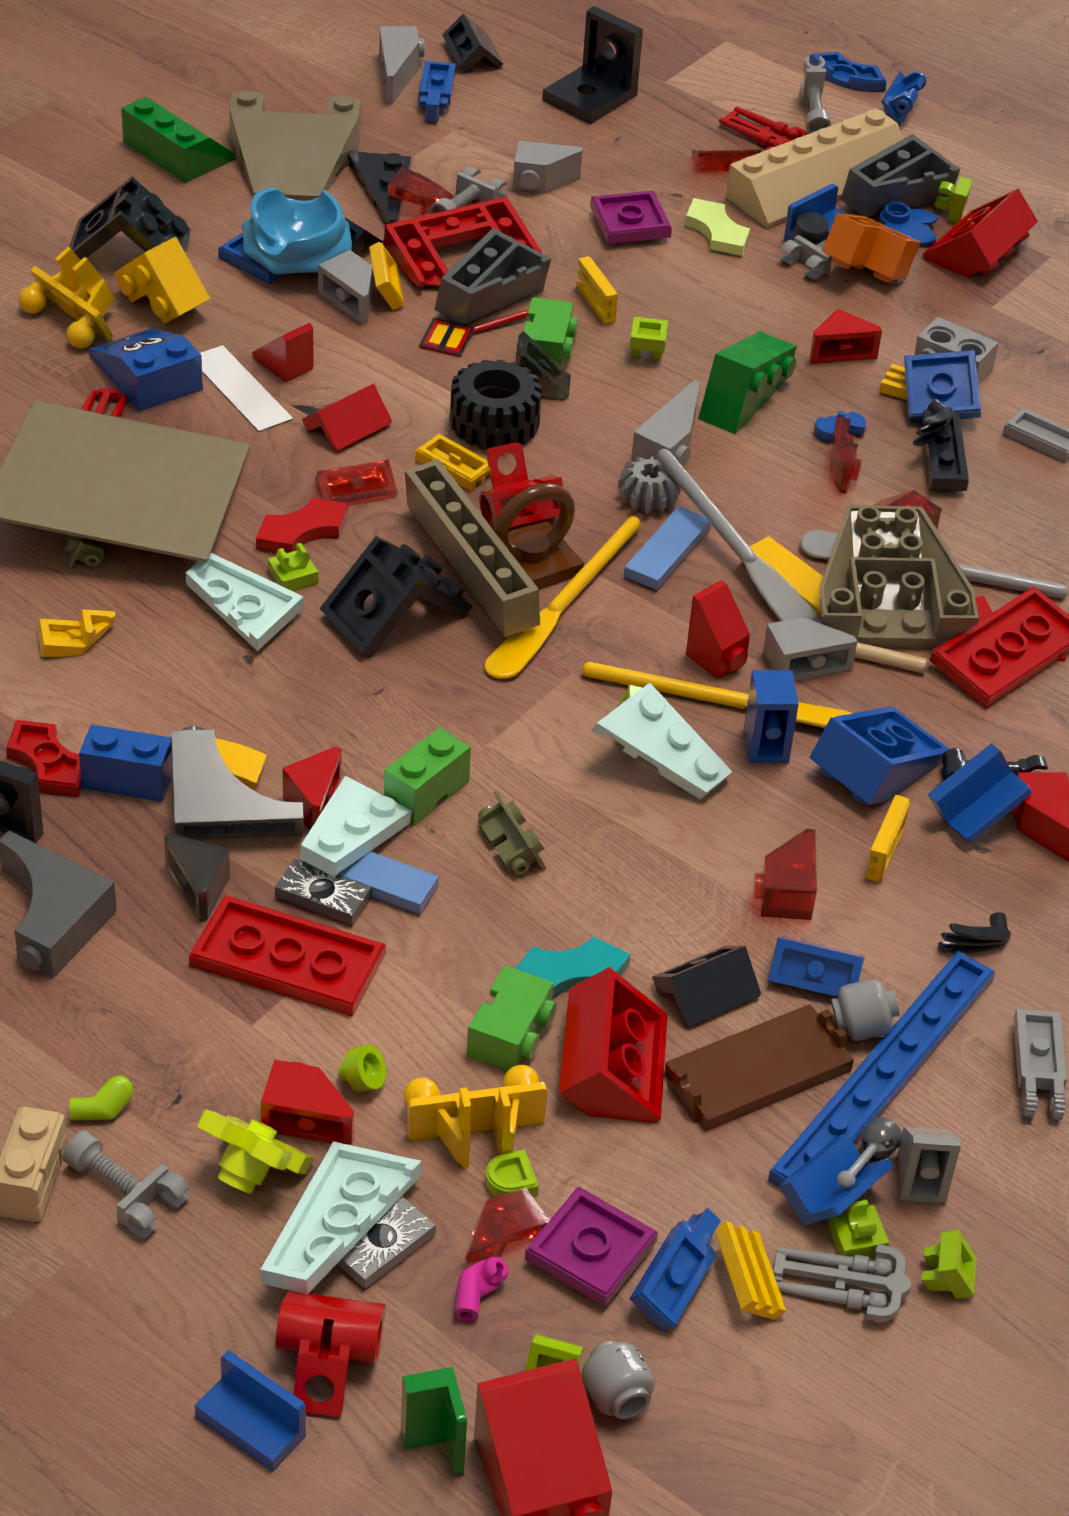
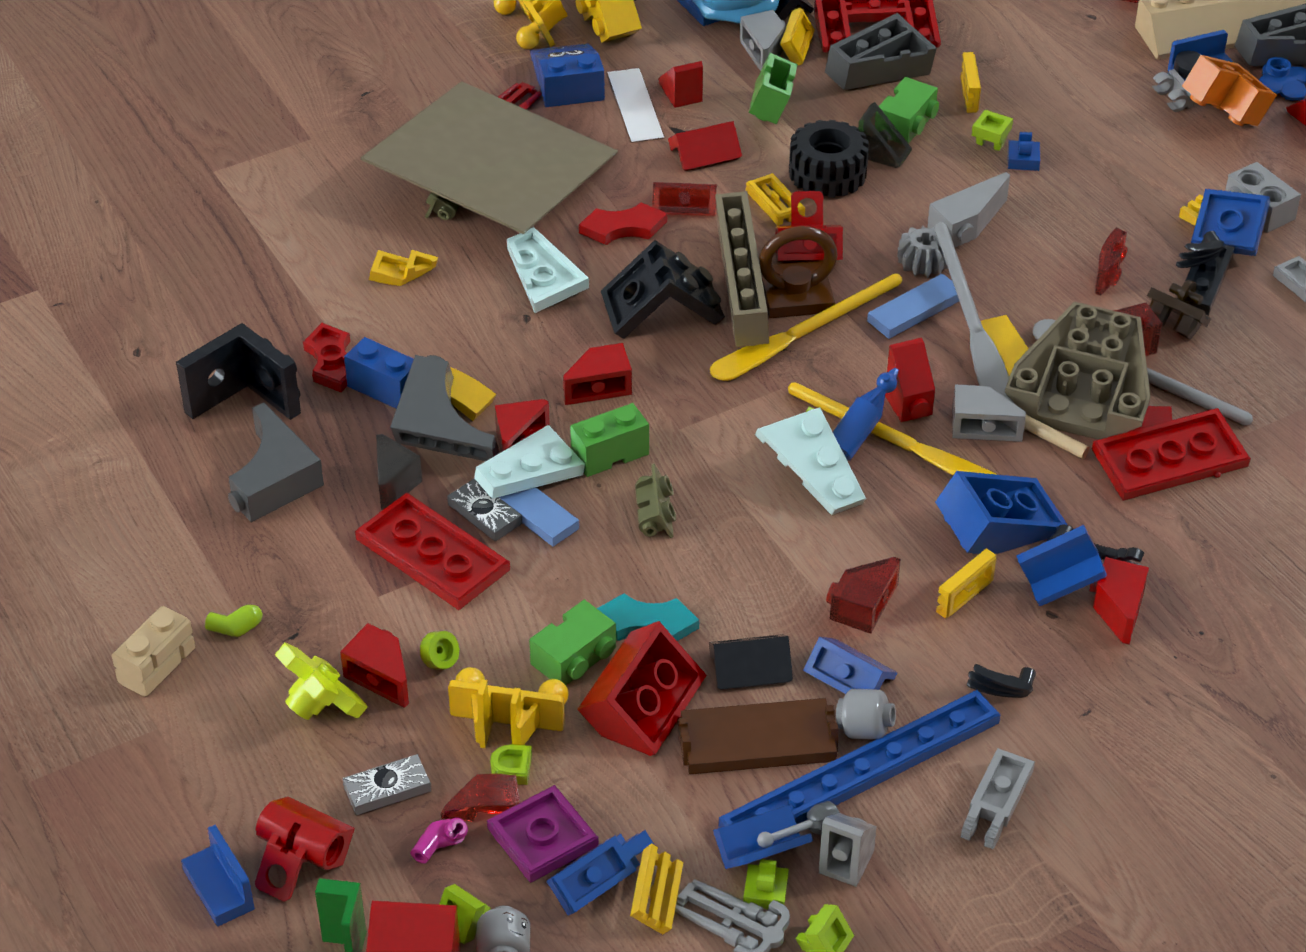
camera: 25 degrees right, 0 degrees up
(85, 1153) = (200, 655): light grey bar -> none
(293, 569) = (596, 256): lime tile -> none
(335, 1212) = (356, 749): light aqua wing -> none
(375, 704) = (598, 375): none -> red slope
(394, 338) = (773, 88): none -> bright green brick
(454, 337) = (829, 97): piece -> none
(630, 217) = (1035, 27): magenta plate -> none
(690, 356) = (1024, 153): none -> blue tile
(692, 676) = (864, 415): none -> blue wheel
(718, 228) = (1109, 47): yellowish green tile -> none
(745, 379) = (1056, 179): green wedge -> none
(770, 716) = (914, 459): blue brick -> none
(825, 427) = (1135, 237): blue piece -> none
(845, 339) = (1165, 165): red slope -> none
(956, 494) = (1190, 316): none -> dark brown hips

